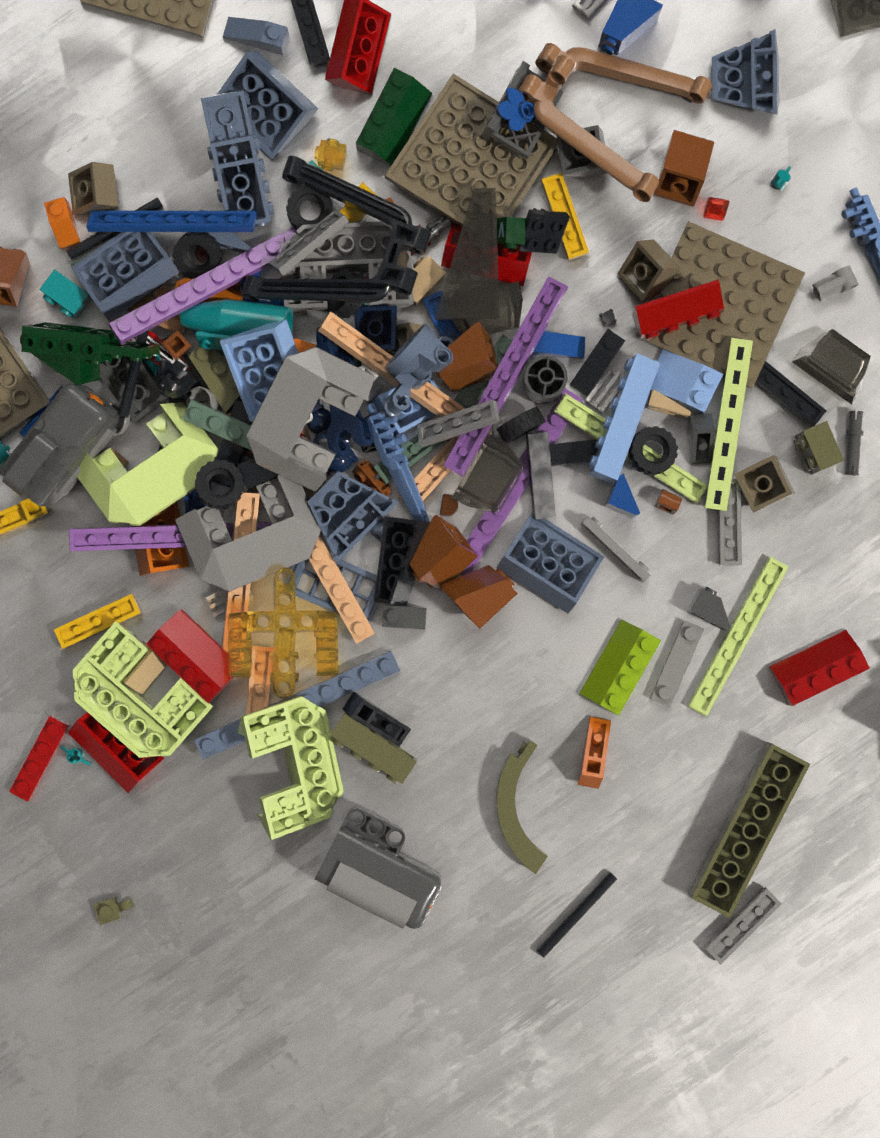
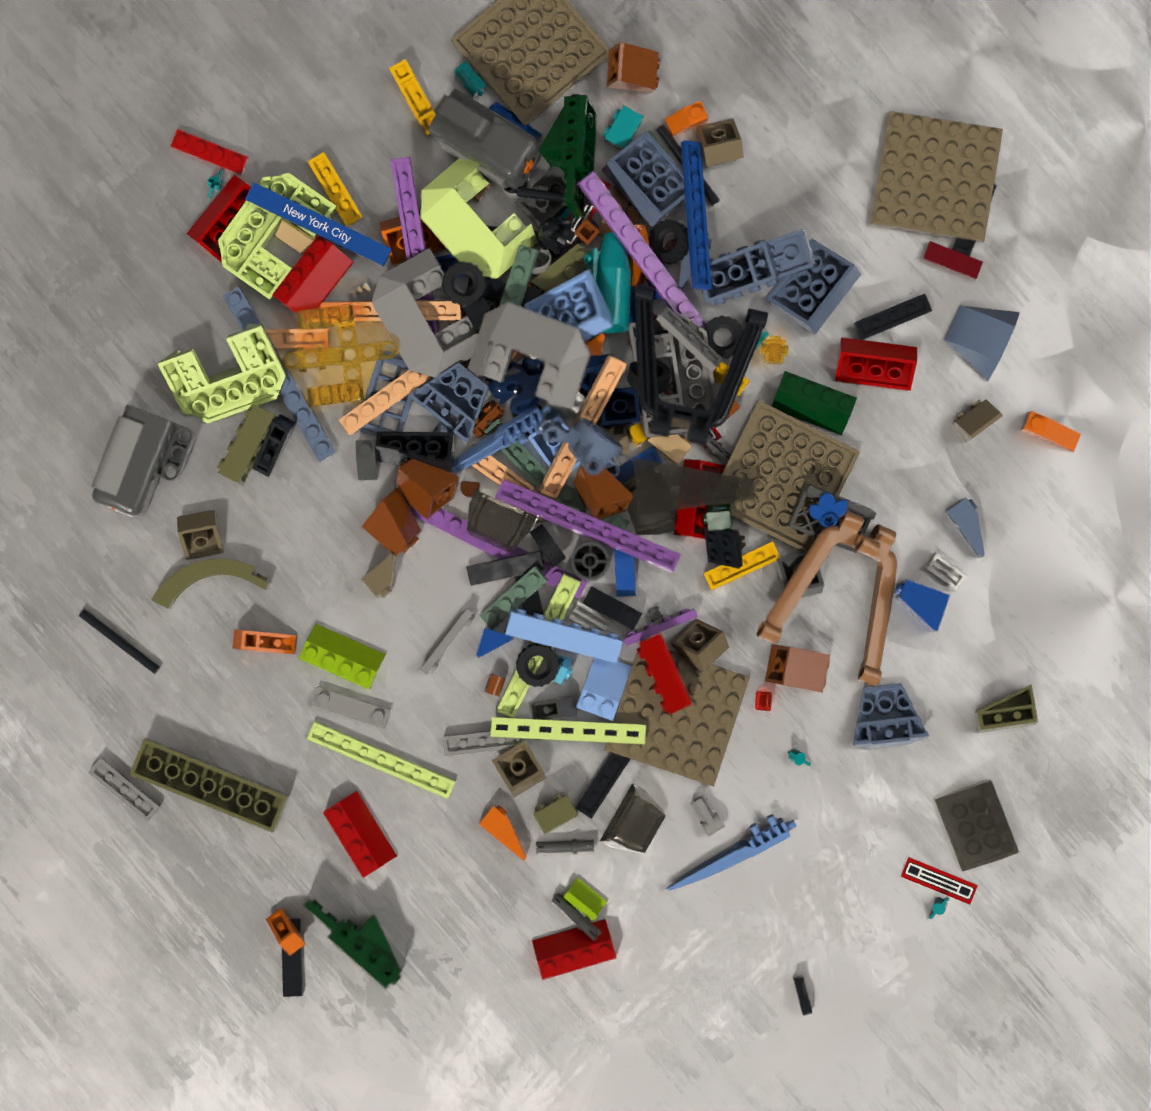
camera: 85 degrees right, 0 degrees up
(111, 910) = (82, 230): olive plate -> none
(134, 642) = (318, 224): none -> blue tile
(257, 34) = (877, 272): sand blue slope -> none
(408, 314) = (637, 434): none -> yellow brick
(458, 423) = (541, 488): light grey plate -> none
(467, 812) = (200, 534): none -> dark tan slope
(538, 613) = (381, 577): none -> dark tan slope
(550, 562) = (429, 585): sand blue slope -> none
(575, 469) = (514, 597): none -> sand green plate
(620, 304) = (667, 622): none -> medium lavender plate
(661, 421) = (564, 669): none -> medium azure plate
(663, 404) = (582, 668): tan slope -> none
(709, 608) = (402, 731): dark grey slope -> none
(825, 512) = (500, 826): none -> orange slope

